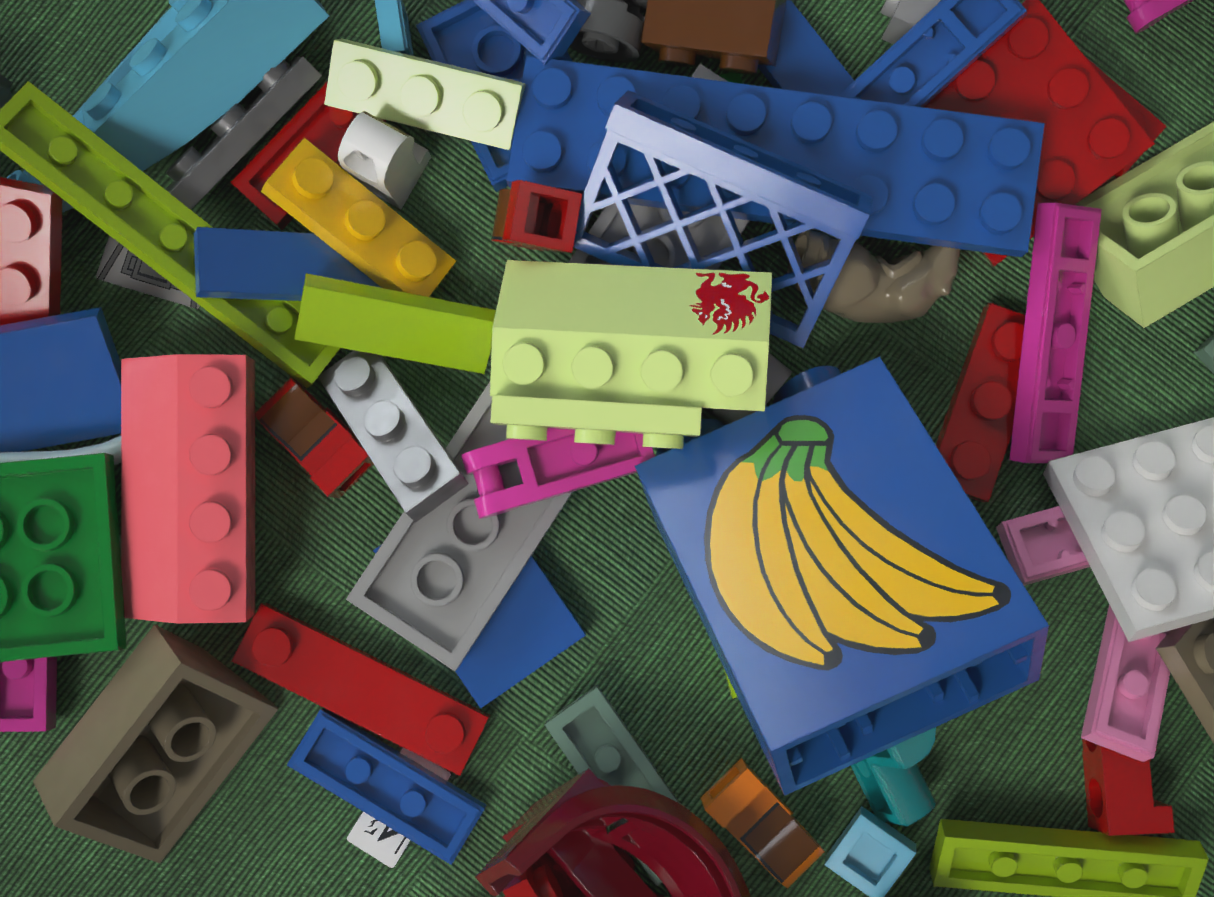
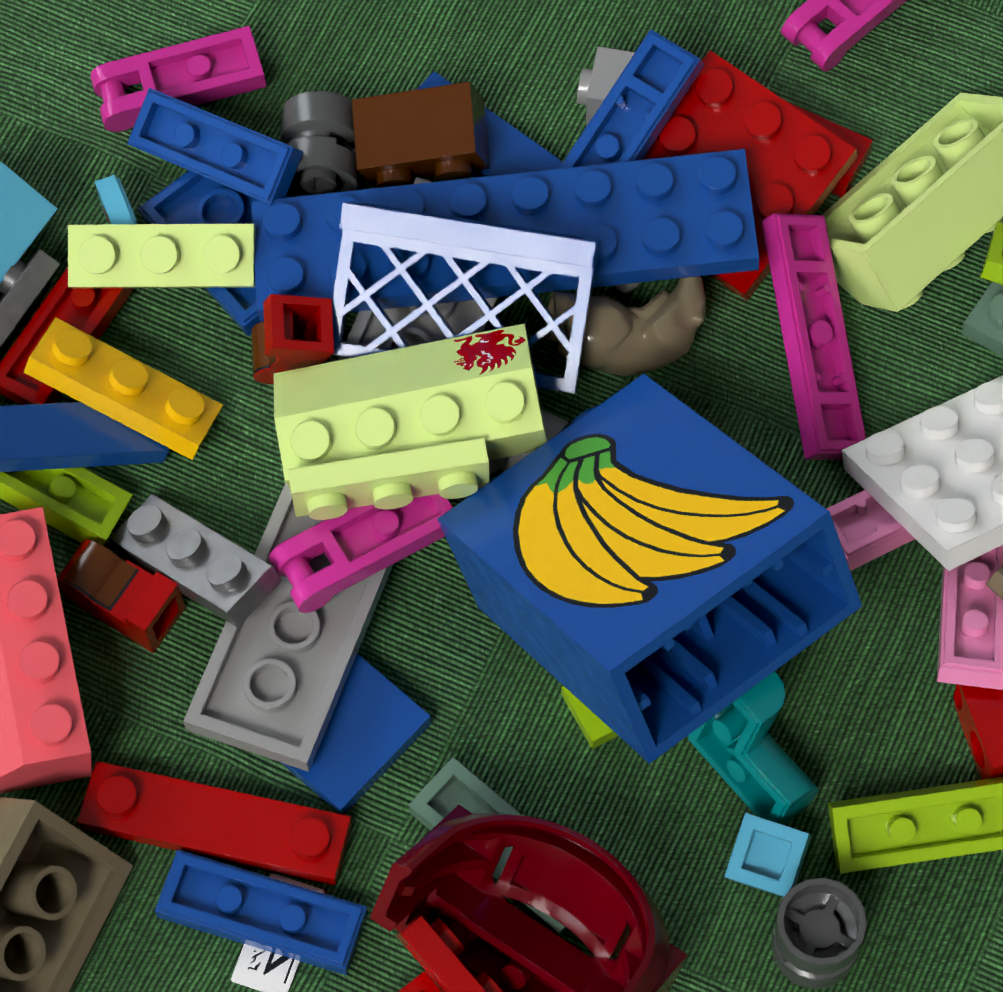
camera: 10 degrees left, 20 degrees down
(382, 158) = (132, 318): white leg -> none
(395, 324) = (178, 465): lime tile -> none
(761, 823) = (654, 852): leg -> none
(984, 402) = (768, 407): red plate -> none

